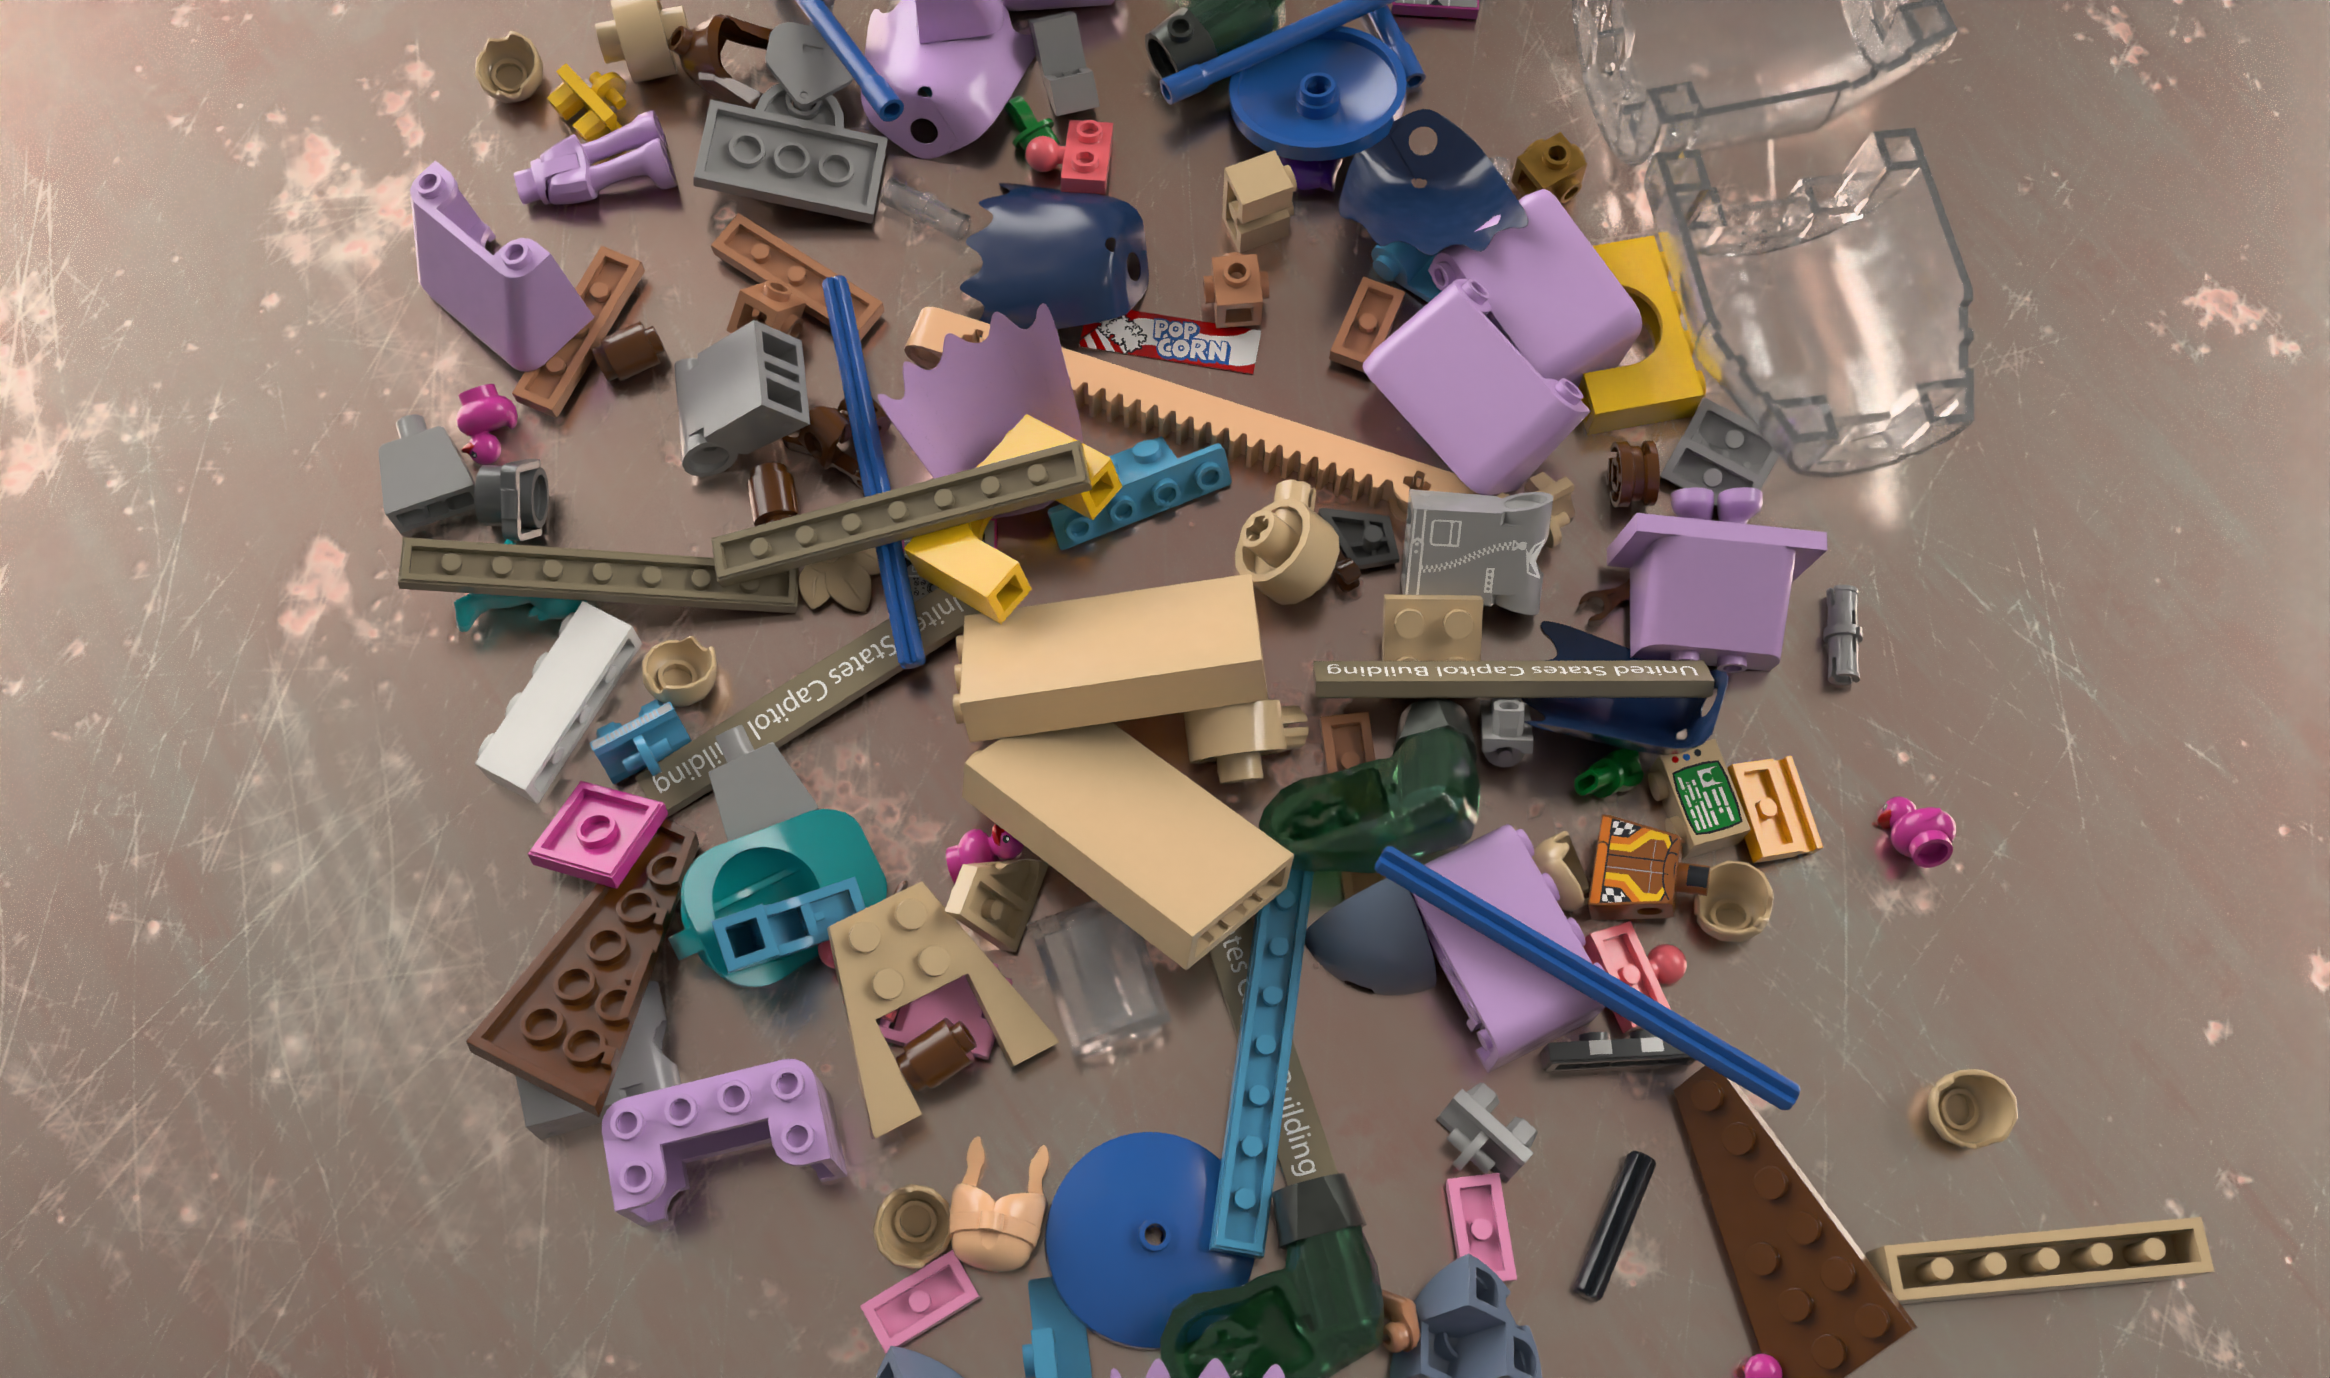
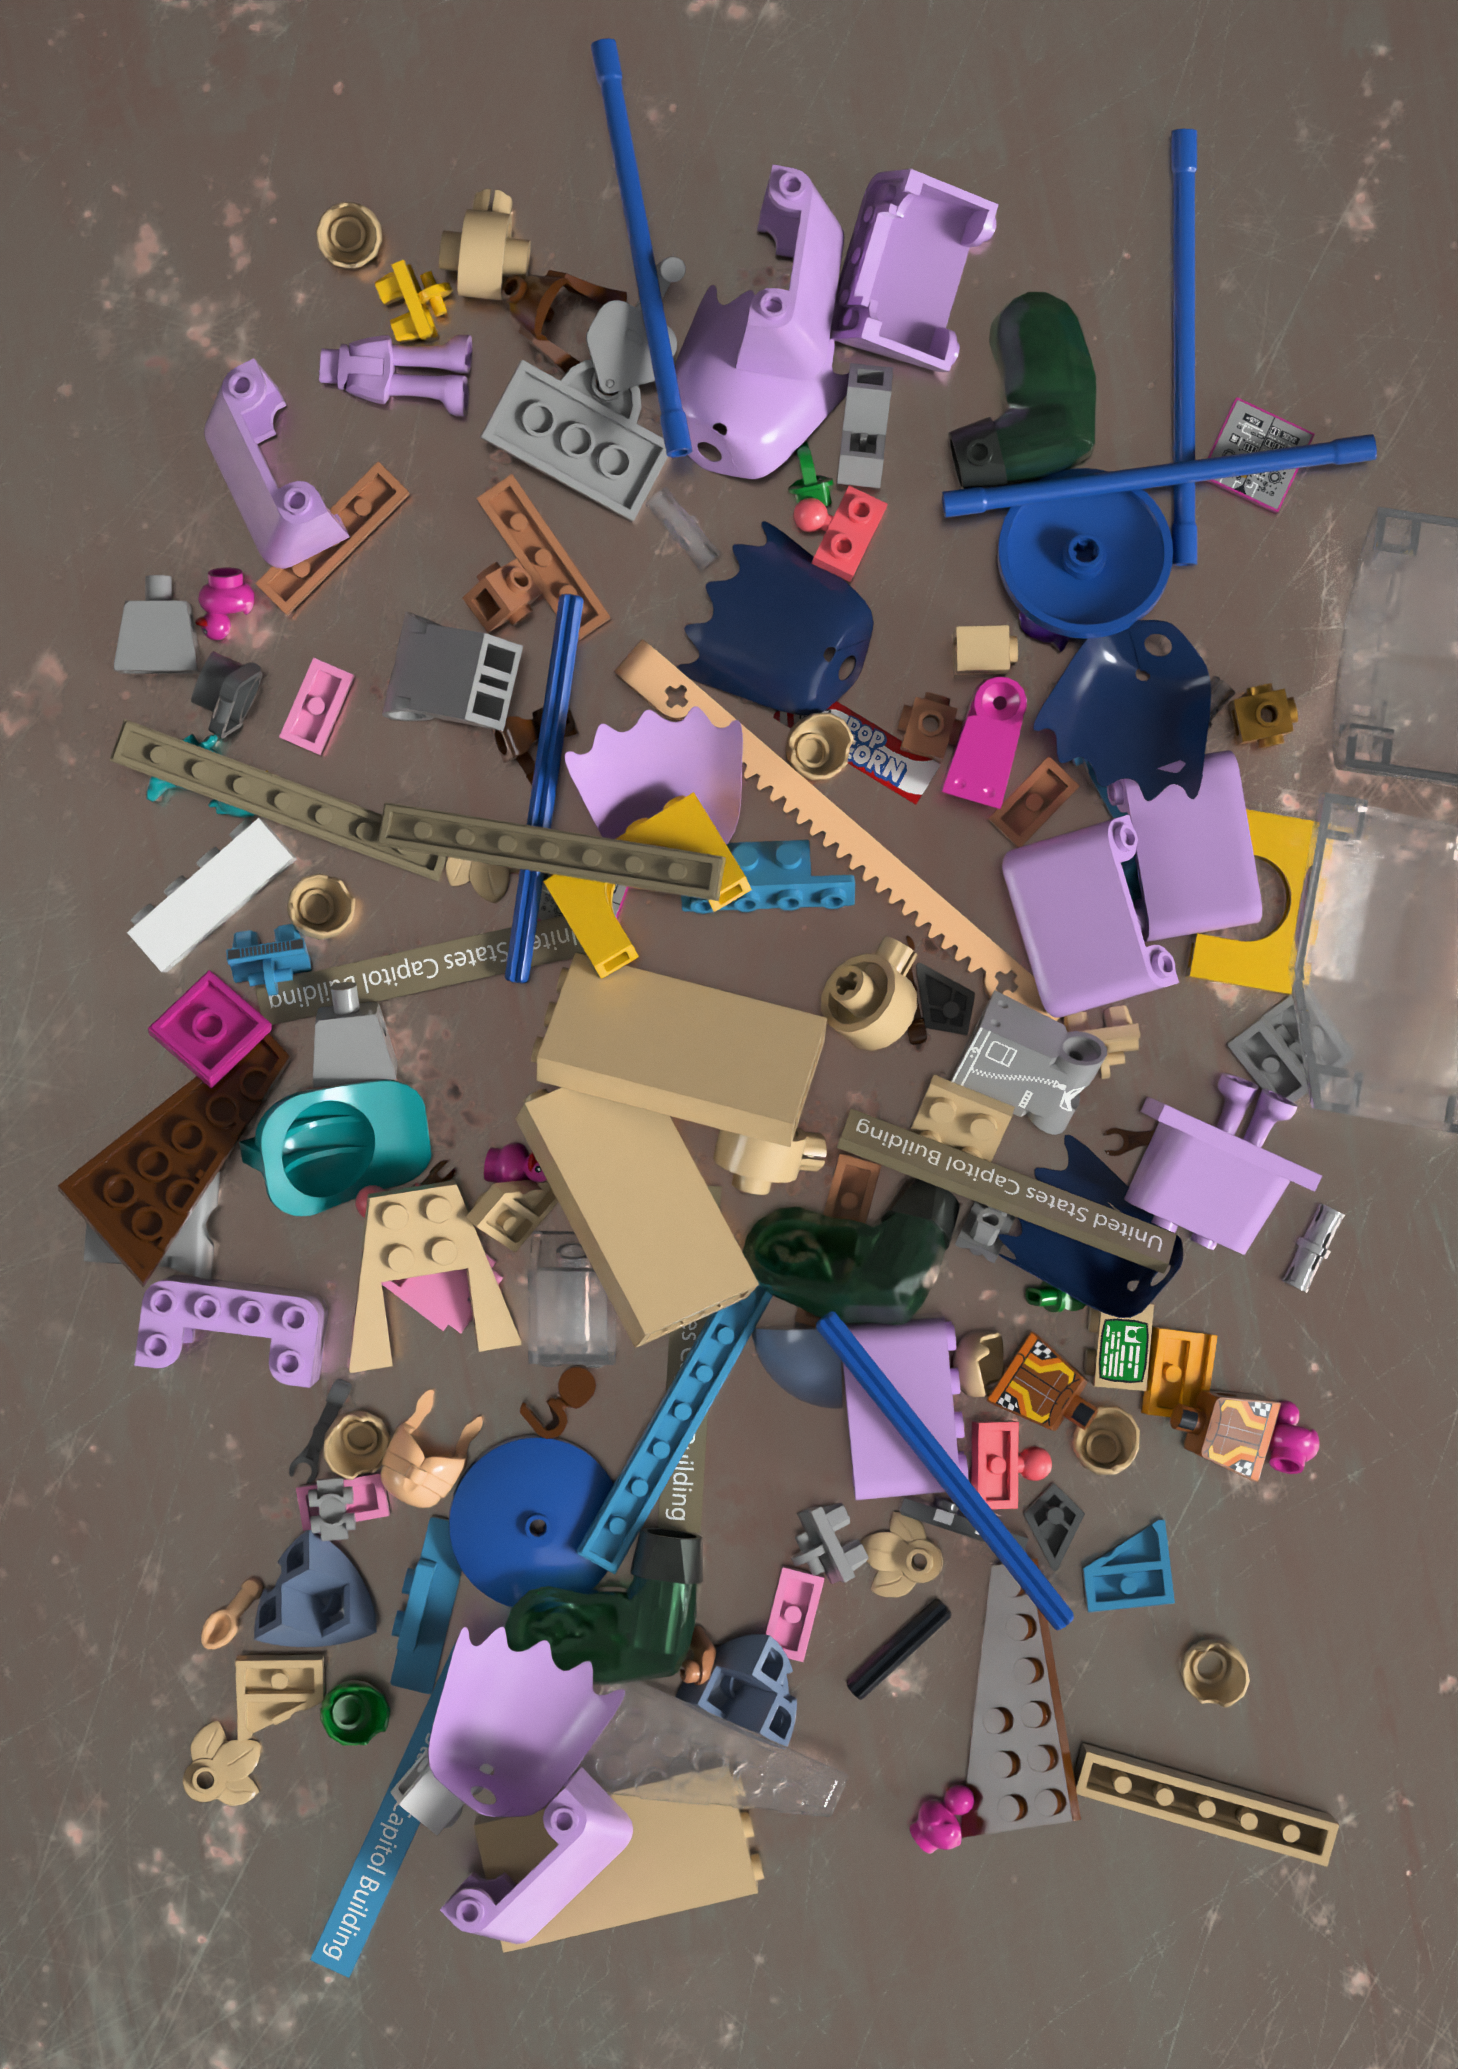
camera: 20 degrees right, 20 degrees up
(613, 486) = (316, 706): none -> bright pink plate
(628, 352) = (370, 578): reddish brown brick -> none
(772, 493) = (450, 774): reddish brown brick -> none
(785, 926) = (333, 1179): dark azure arch -> none
(872, 1188) = (312, 1452): none -> dark grey piece
(915, 1321) = (332, 1500): none -> light grey piece
(937, 1054) = (420, 1322): reddish brown brick -> none
(1135, 339) = (819, 746): none -> tan hair
(1137, 1074) = (575, 1389): none -> reddish brown leg
(1300, 273) = (987, 743): none -> dark pink piece
(1563, 1120) = (894, 1556): none -> tan plate
(1634, 474) = (1200, 1039): reddish brown wheel -> none
(1718, 1010) = (1054, 1523): none -> dark grey piece
(1828, 1038) = (1132, 1573): none -> dark azure wing
(1855, 843) = (1229, 1429): none -> torso

